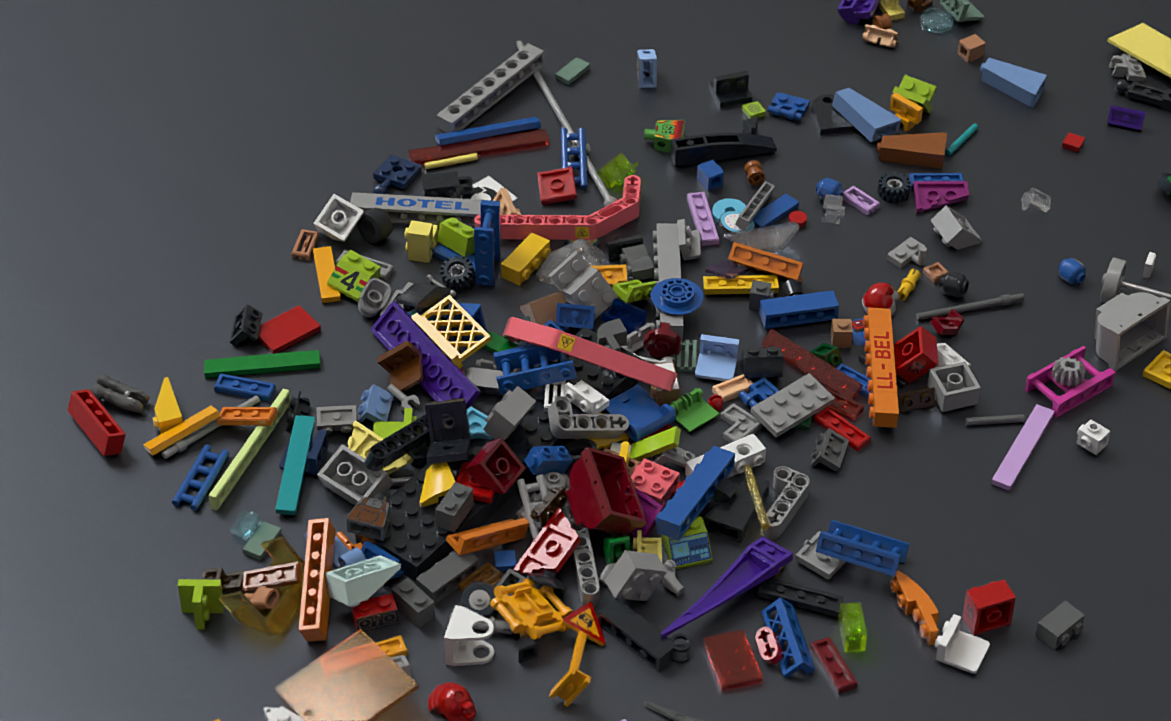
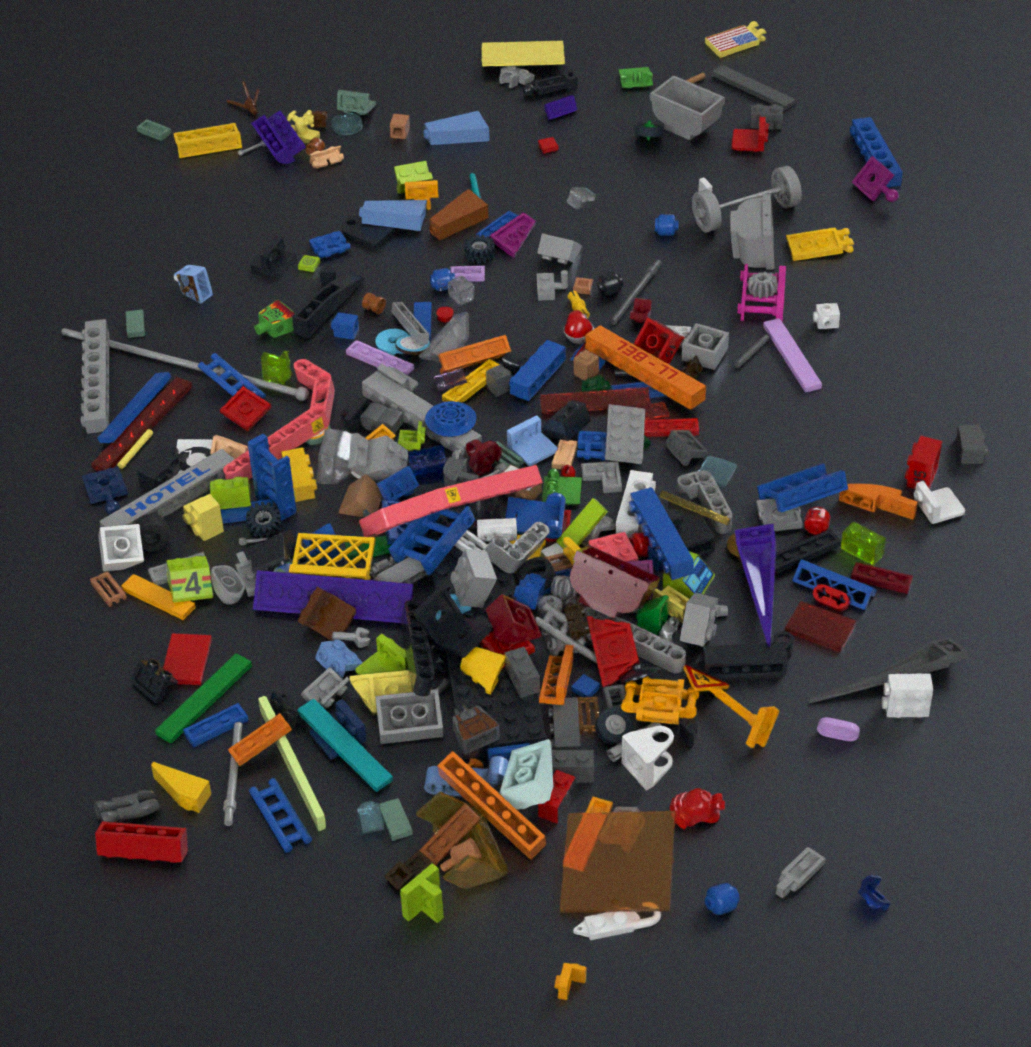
camera: 45 degrees left, 0 degrees up
(181, 430) = (219, 792): light orange tile -> none
(829, 488) = (719, 468): none -> clear light blue piece
(842, 582) = (817, 520): none -> red head

